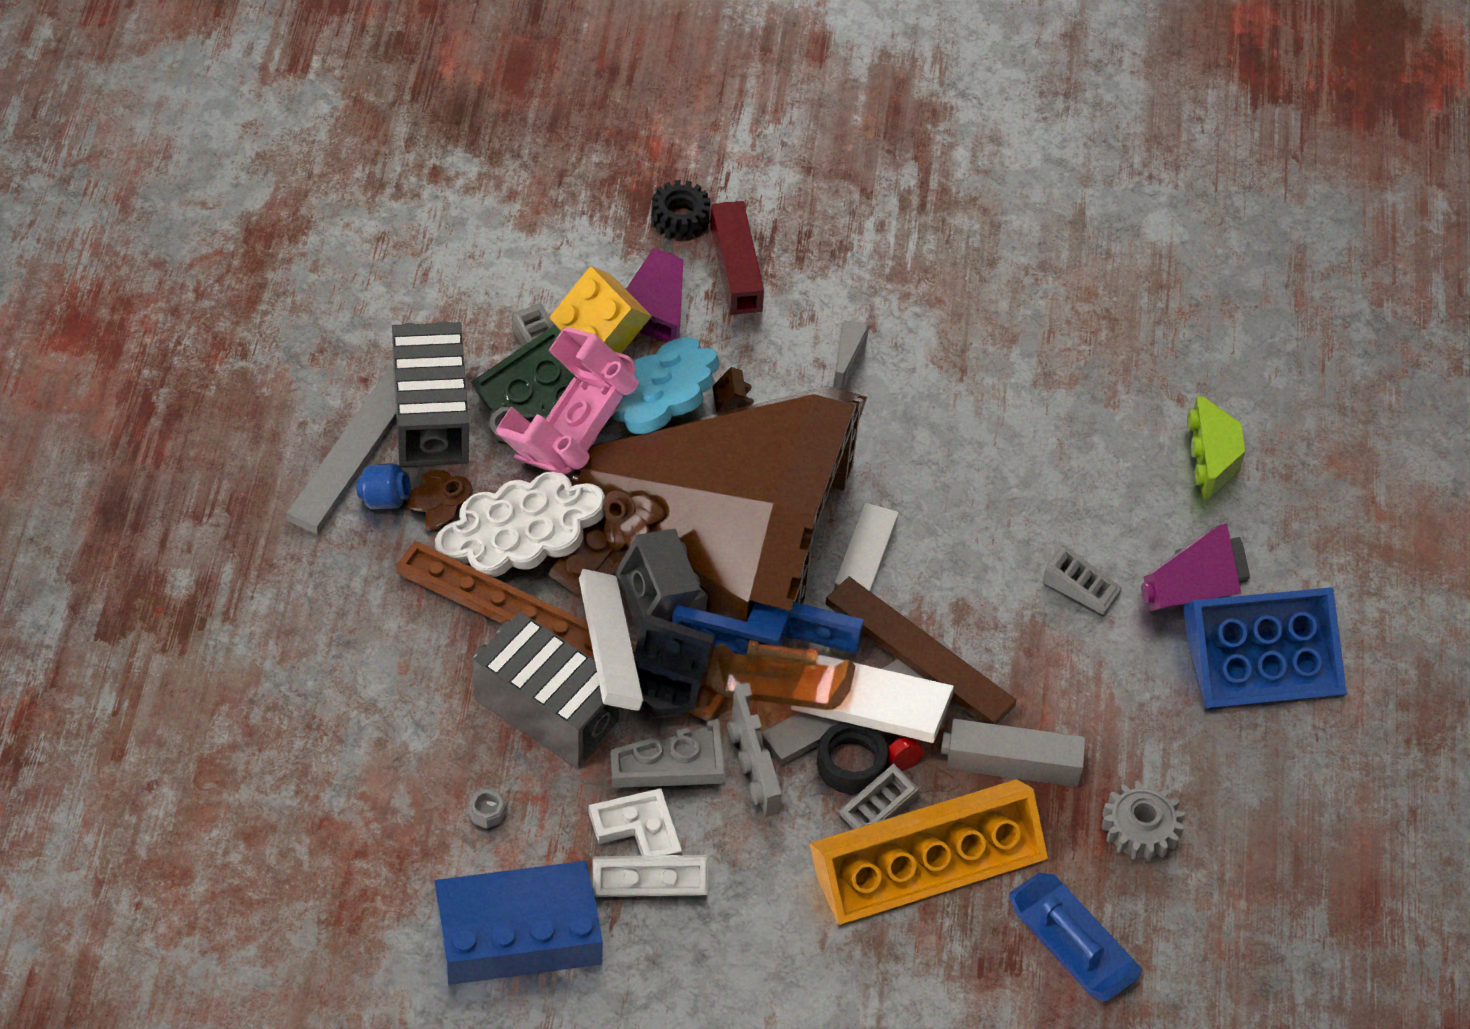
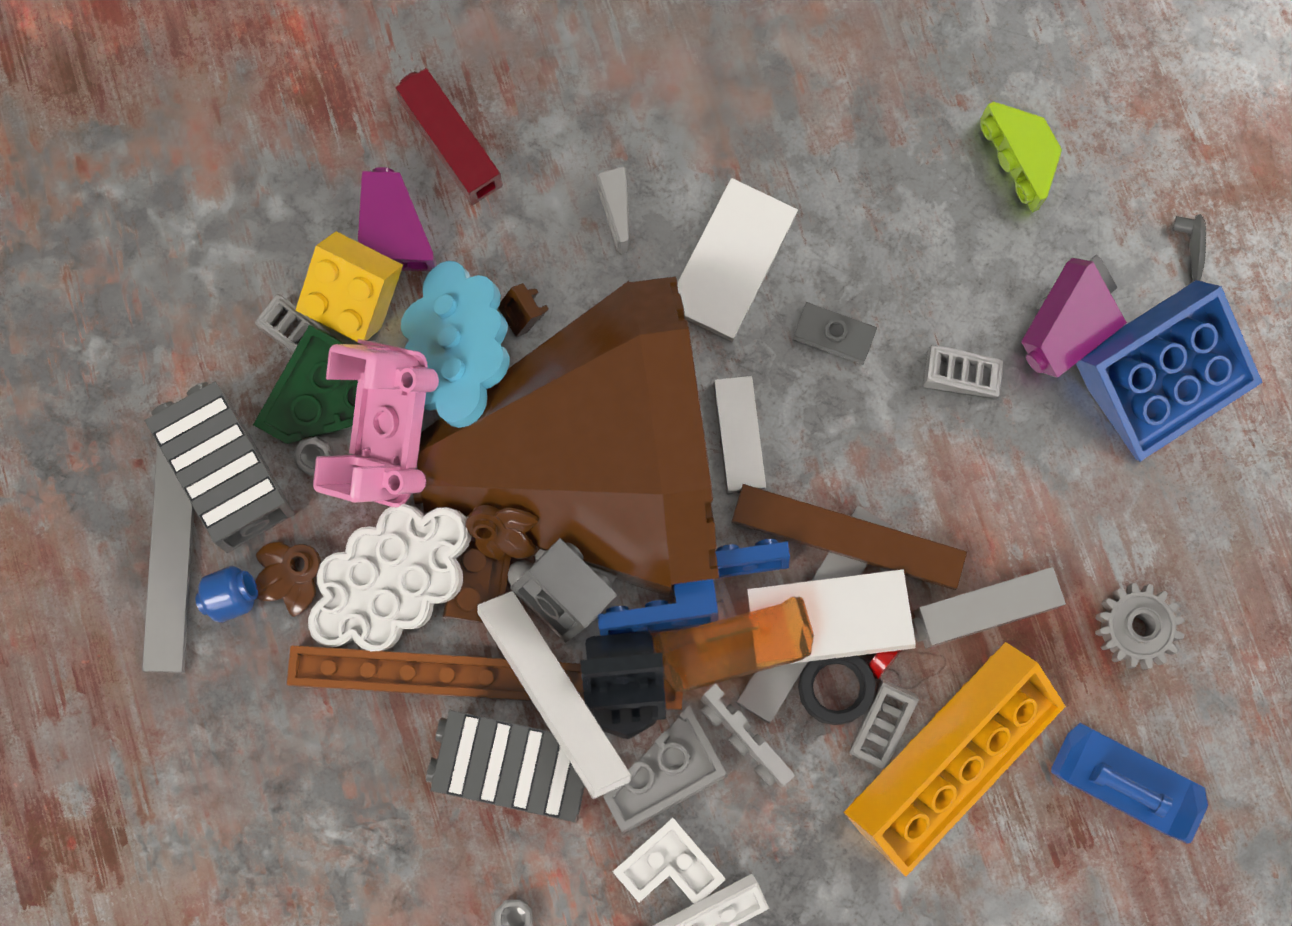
camera: 25 degrees left, 25 degrees up
(680, 224) = (353, 83): black tyre -> none
(925, 429) = (733, 258): none -> white tile
(985, 512) = (834, 333): none -> dark grey plate
(1340, 561) = (1197, 244): none -> dark grey bar

